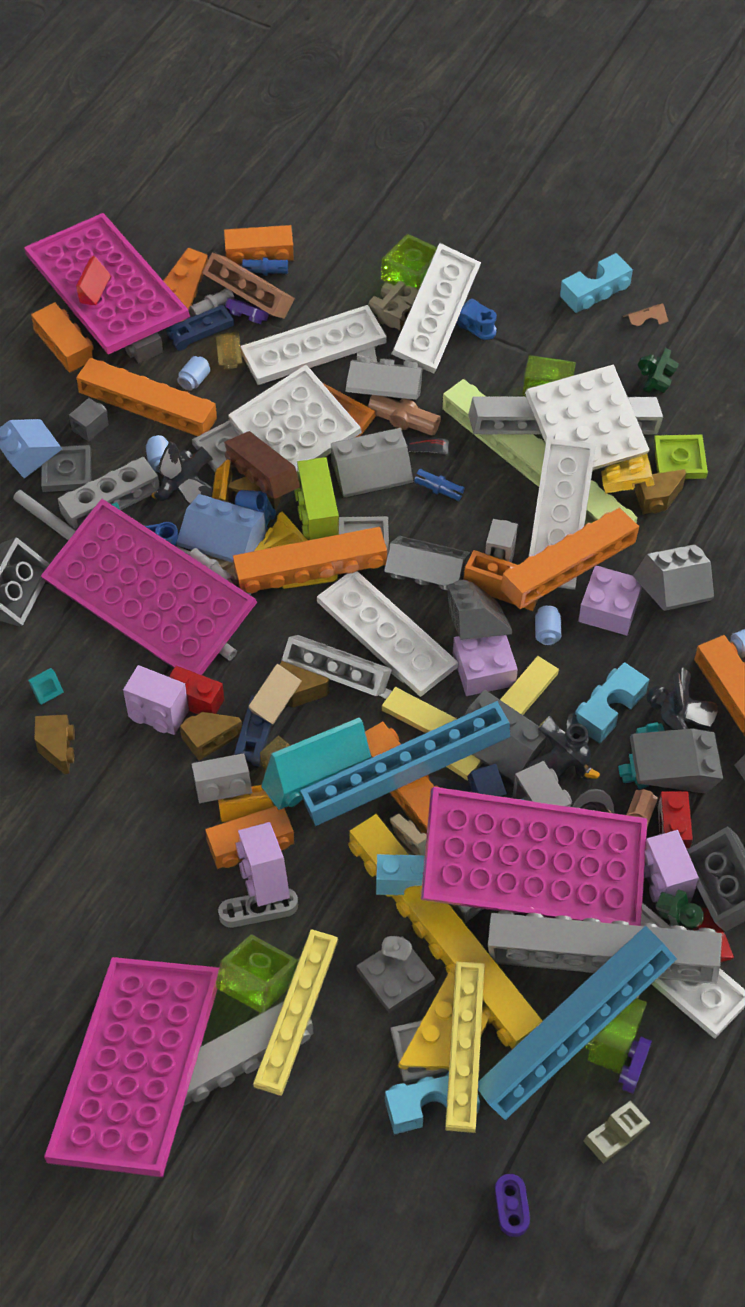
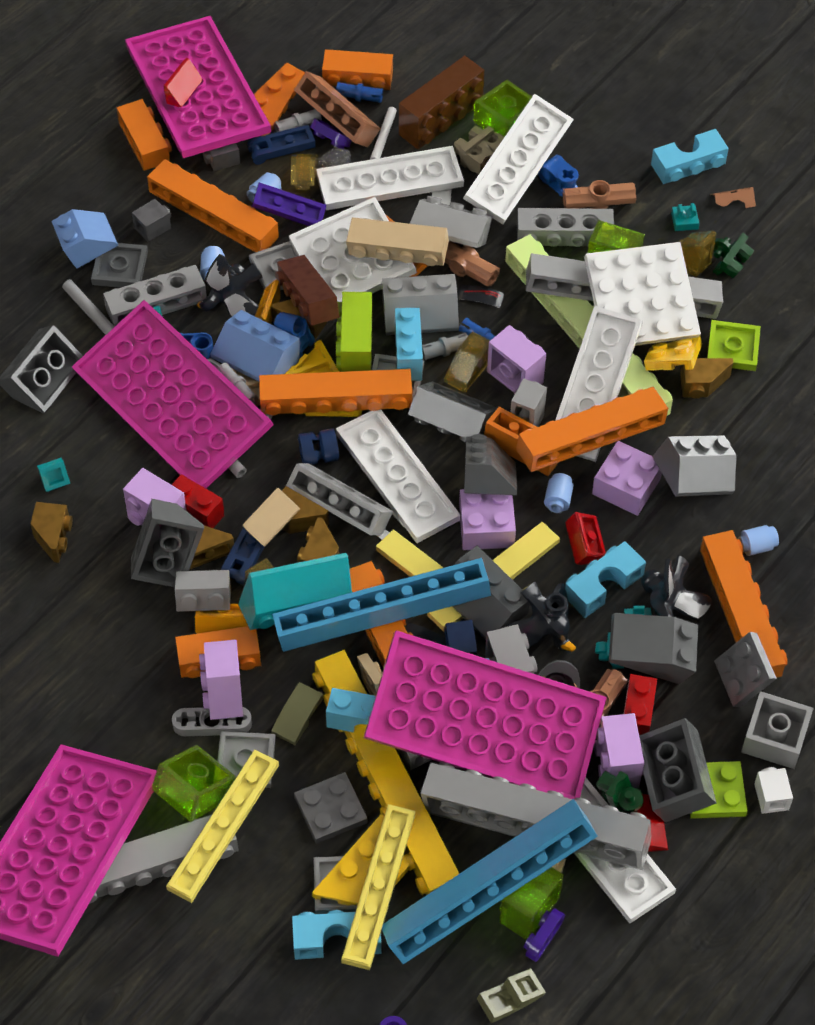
camera: 10 degrees right, 0 degrees up
(176, 737) = (165, 543): none -> dark grey slope
(221, 385) = (288, 205): none -> dark purple plate
(256, 332) = (335, 157): none -> clear slope
(293, 929) = (238, 746): none -> light grey tile
(297, 303) = (384, 132): none -> white bar
(312, 614) = (327, 445): none -> dark blue wheel
(327, 713) = (319, 543): none -> pearl gold slope
(338, 404) = (397, 241): none -> tan brick
(341, 885) = (296, 713): none -> olive slope
(348, 264) = (440, 102): none -> reddish brown brick
(371, 499) = (409, 341): none -> medium azure arch
(396, 947) = (334, 781): light grey piece -> none
(403, 500) = (443, 346): none -> light grey pin
(432, 511) = (468, 362): none -> clear yellow slope
(478, 502) = (515, 358): none -> lavender brick
(490, 366) = (560, 225): none -> light grey brick
(519, 332) = (599, 195): none -> nougat piece
(582, 666) = (585, 538): none -> red slope
(605, 341) = (685, 217): none -> teal tile
(628, 369) = (698, 251): none -> clear yellow slope

